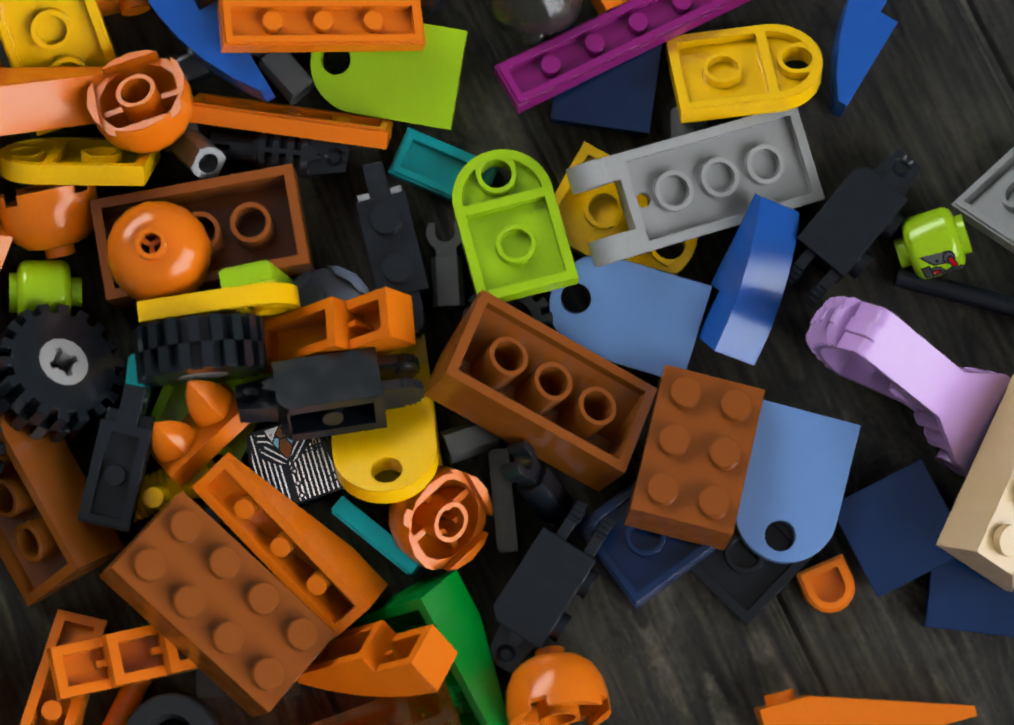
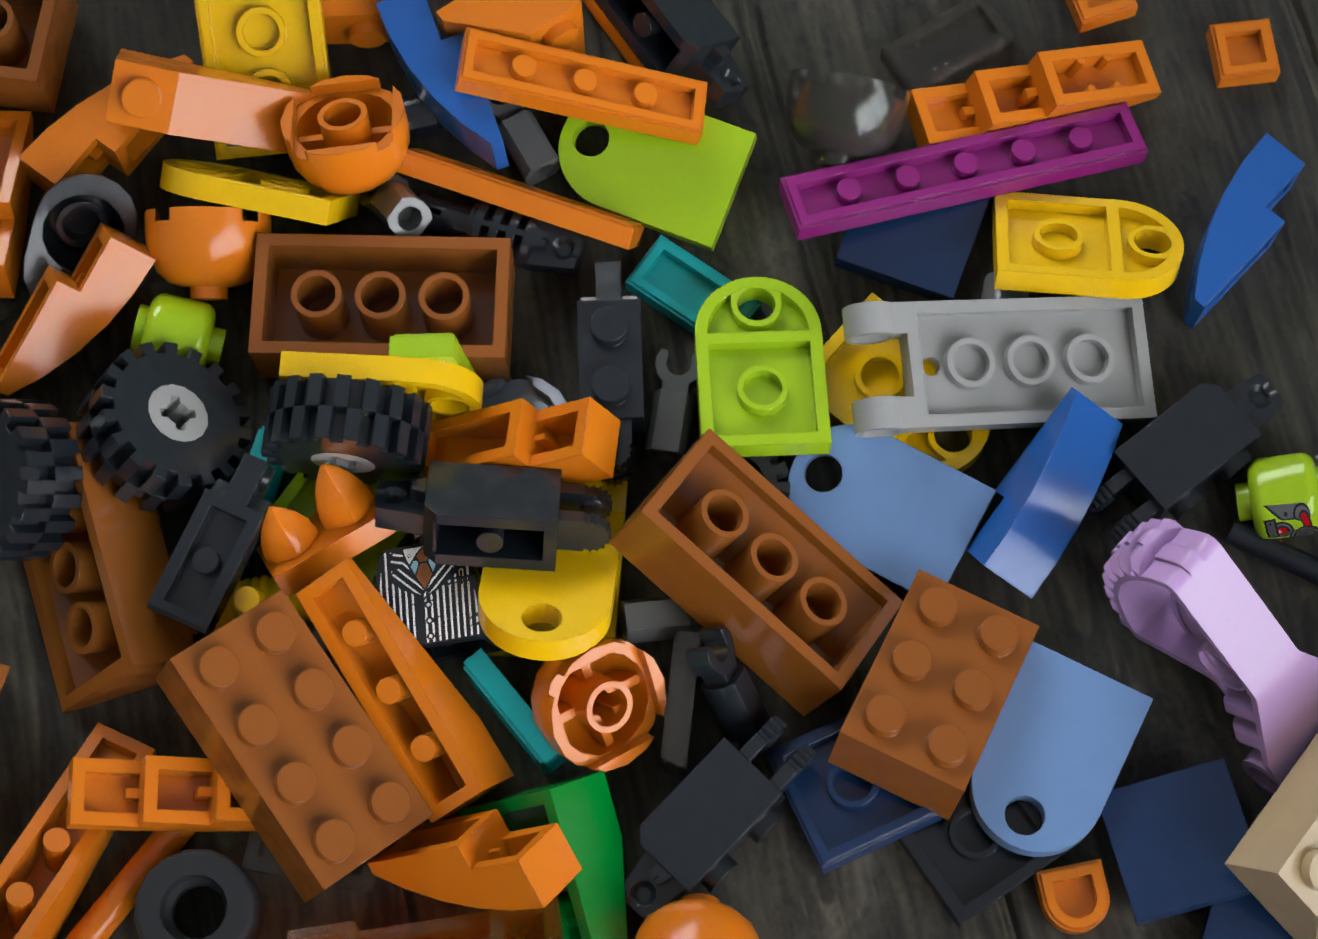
camera: 15 degrees right, 10 degrees down
(175, 267) = (324, 300): orange cylinder -> none

